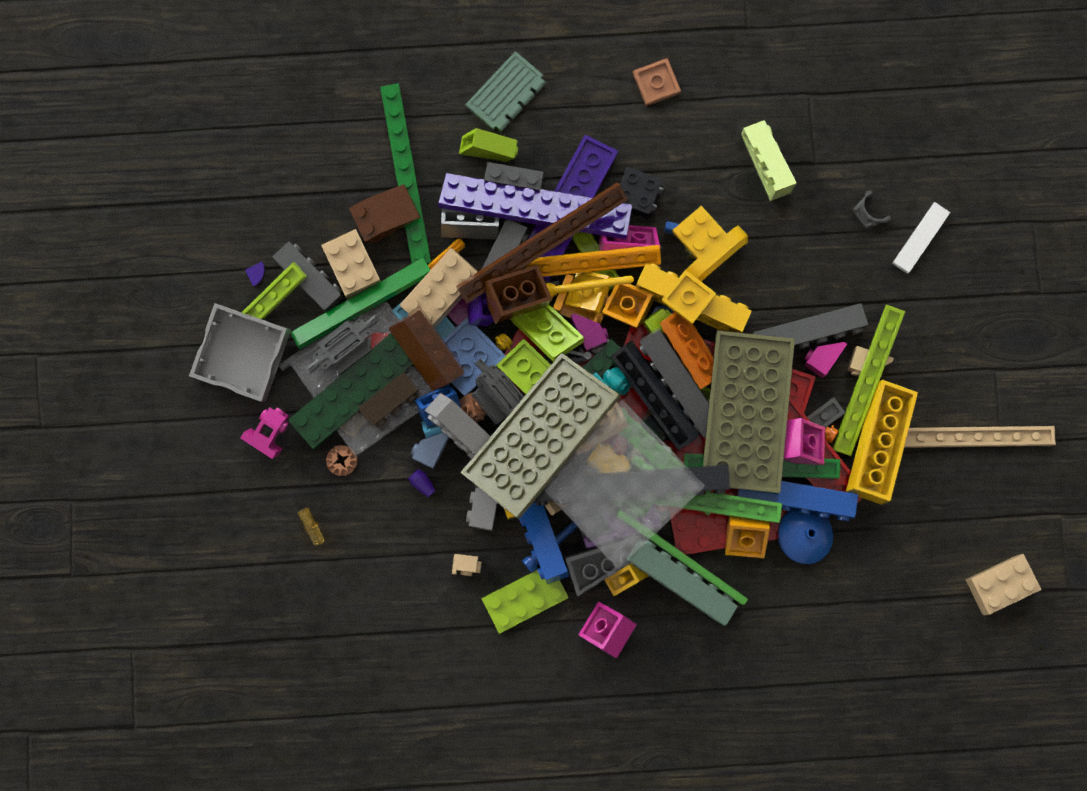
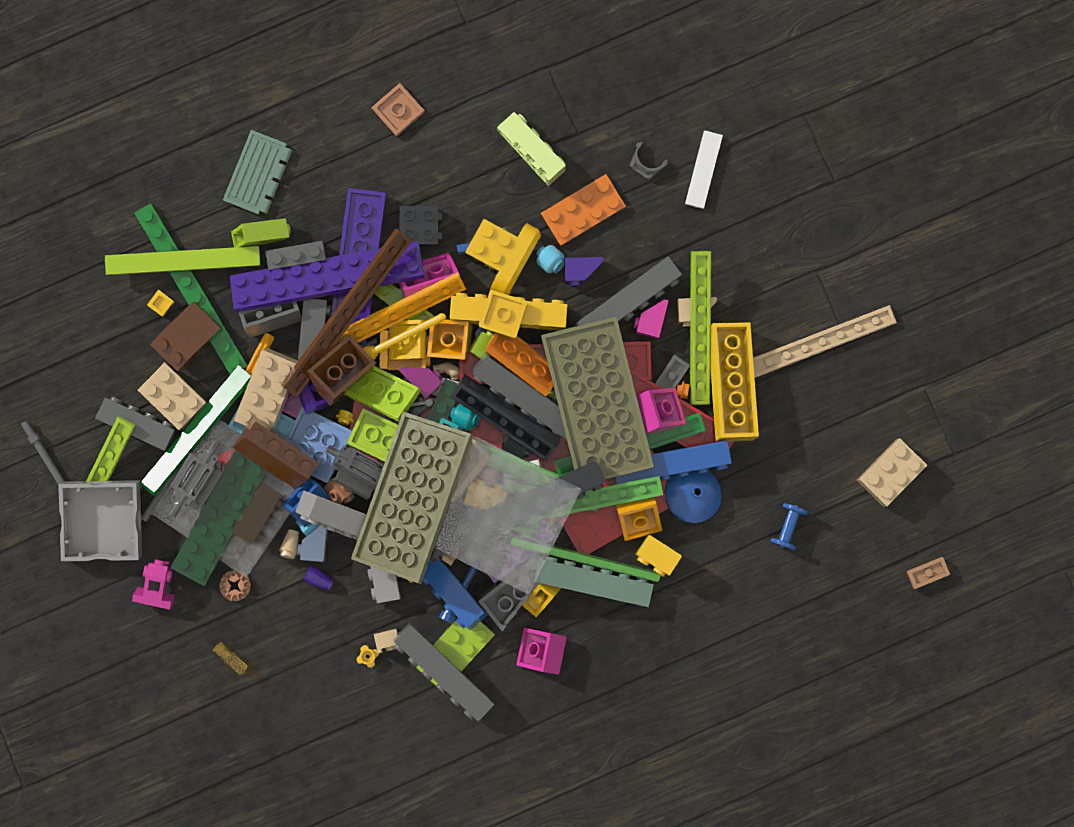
camera: 20 degrees left, 5 degrees up
(209, 257) = (34, 439): none -> dark grey bar
(256, 273) = (85, 438): dark purple tile -> none
(373, 176) = (160, 303): none -> yellow plate
(407, 441) = (290, 545): none -> tan cone
(408, 144) = (182, 260): none -> lime tile
(440, 578) = (366, 651): none -> yellow plate
(507, 614) = (443, 672): none -> dark grey brick
(617, 333) = (448, 368): none -> tan arm
(748, 267) = (550, 259): none -> medium azure head
(752, 580) = (658, 555): none -> yellow brick
(774, 286) = (580, 269): none -> dark purple slope
(795, 234) = (583, 210): none -> orange plate
(887, 598) = (789, 526): none -> blue hose
(1005, 694) = (928, 572): none -> medium nougat plate

